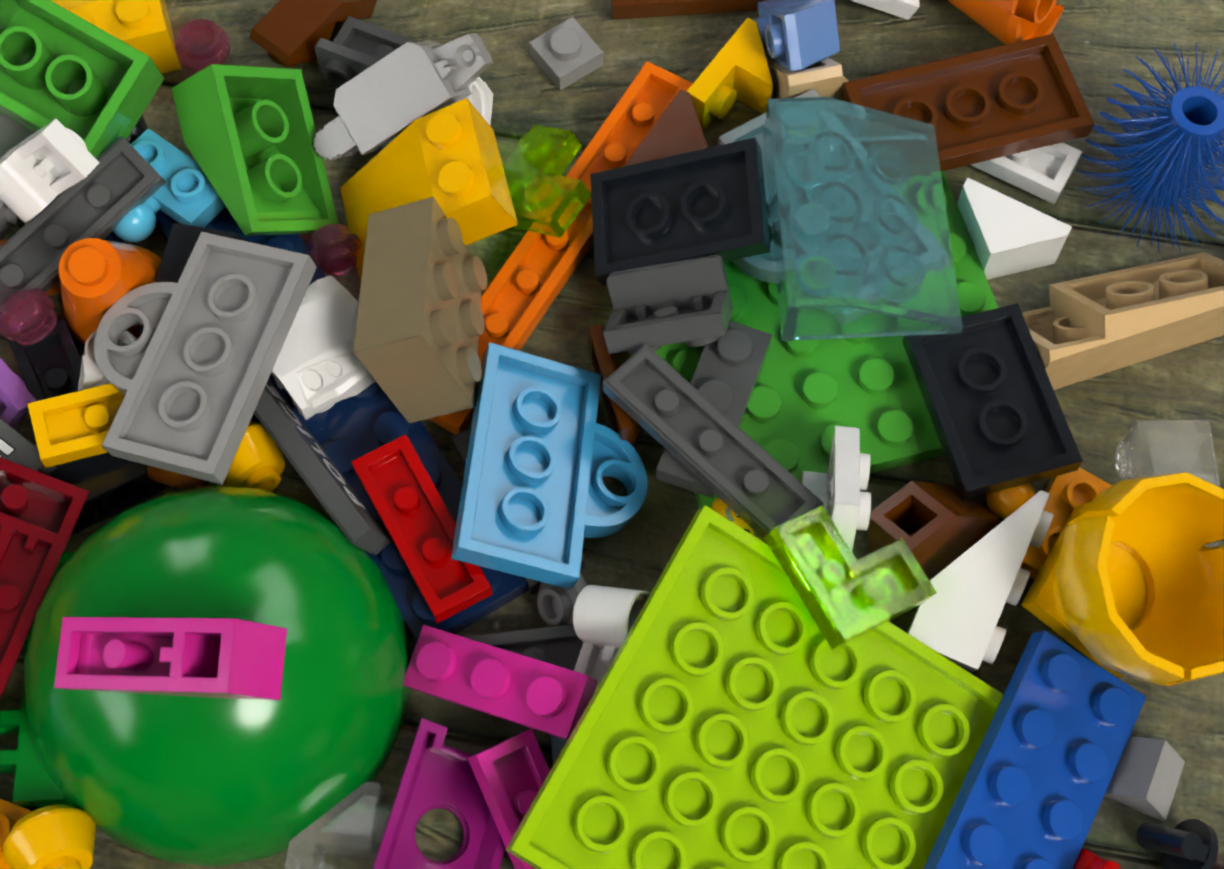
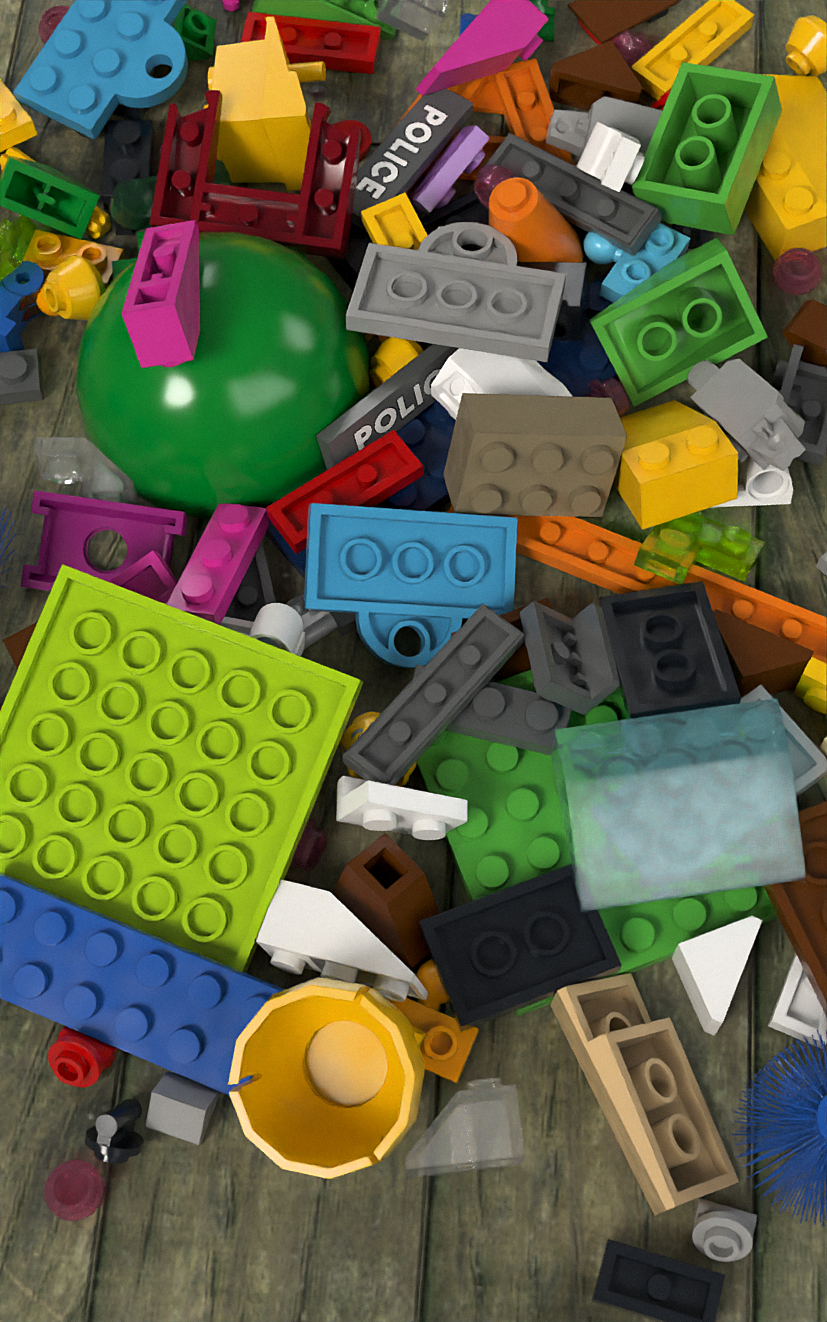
camera: 85 degrees right, 0 degrees up
(839, 590) = (295, 805): clear neon green plate -> none

